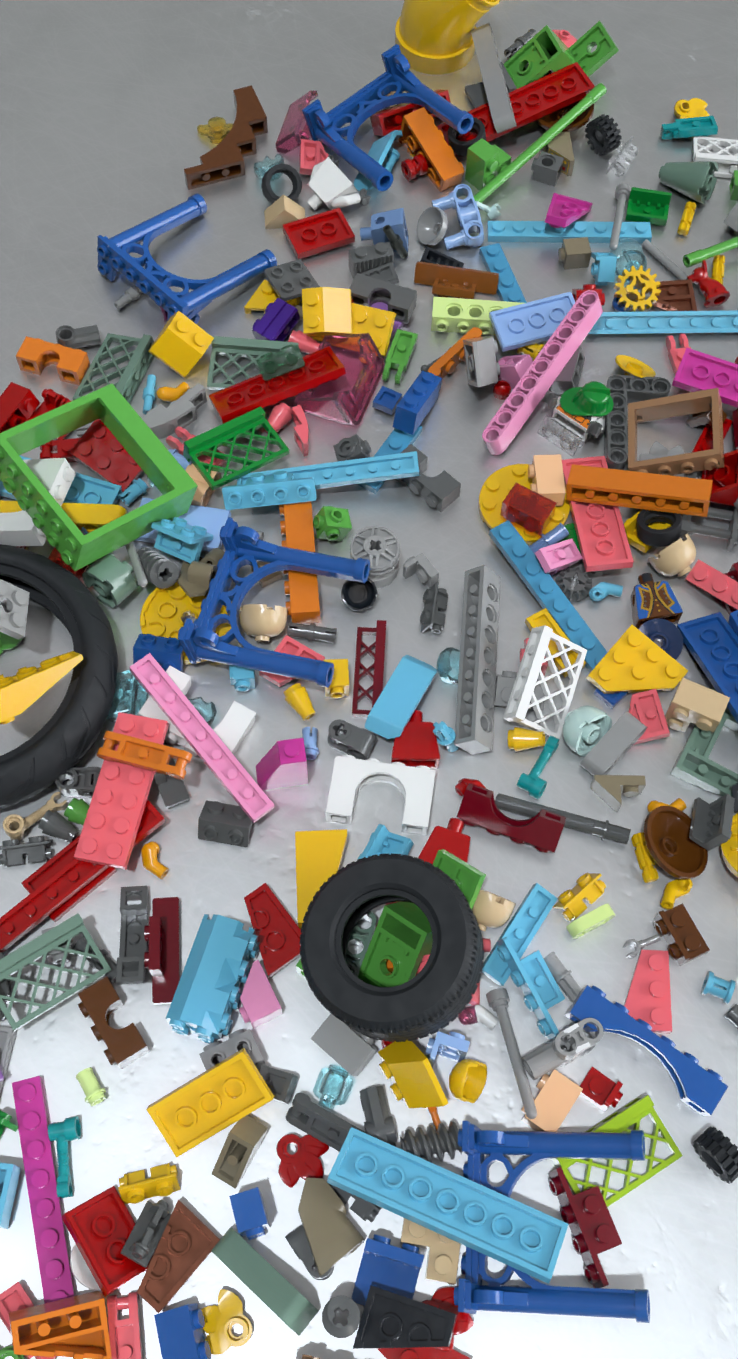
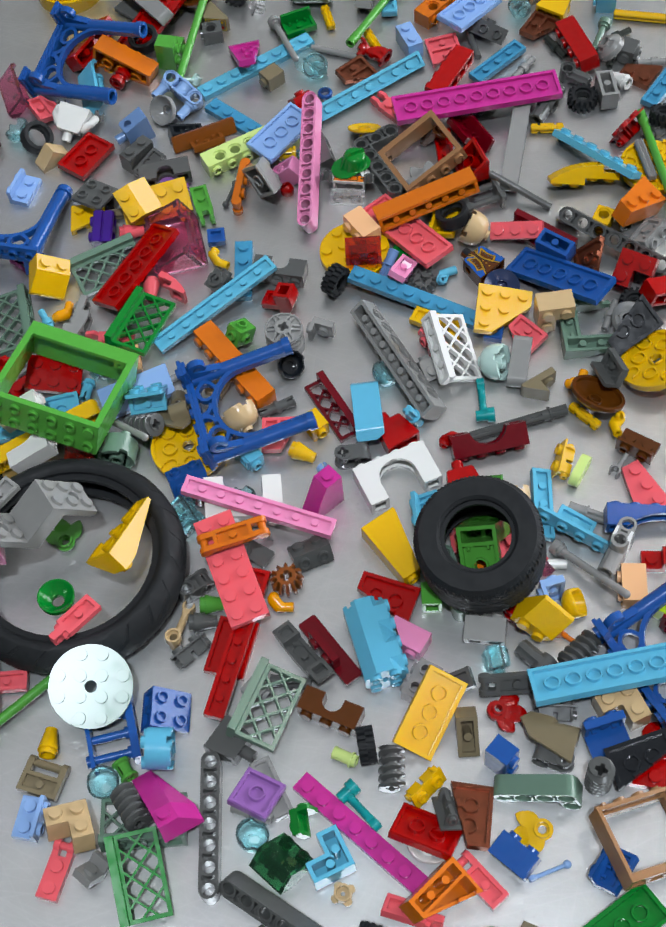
camera: 25 degrees left, 5 degrees down
(117, 1091) = (366, 745): none -> black tyre
(126, 1136) = (390, 768): none -> dark grey piece
(180, 846) = (294, 581): none -> dark orange gear
(230, 233) = (23, 189): none -> light blue bracket
(269, 490) = (184, 334): medium azure bracket -> none
(281, 362) = (129, 251): clear green bracket -> none
(369, 429) = (213, 255): none -> yellow arm
(395, 241) = (146, 132): pearl dark grey bar -> none
(403, 510) = (282, 298): none -> red brick
(417, 402) = (239, 226): blue brick -> none
(435, 600) = (343, 344): dark grey hinge -> none
(475, 524) = (335, 280): none -> black tyre
(523, 739) = (462, 390): yellow cone -> none
(604, 267) = (298, 76): medium azure brick -> none
(642, 281) = (331, 80): yellow gear -> none

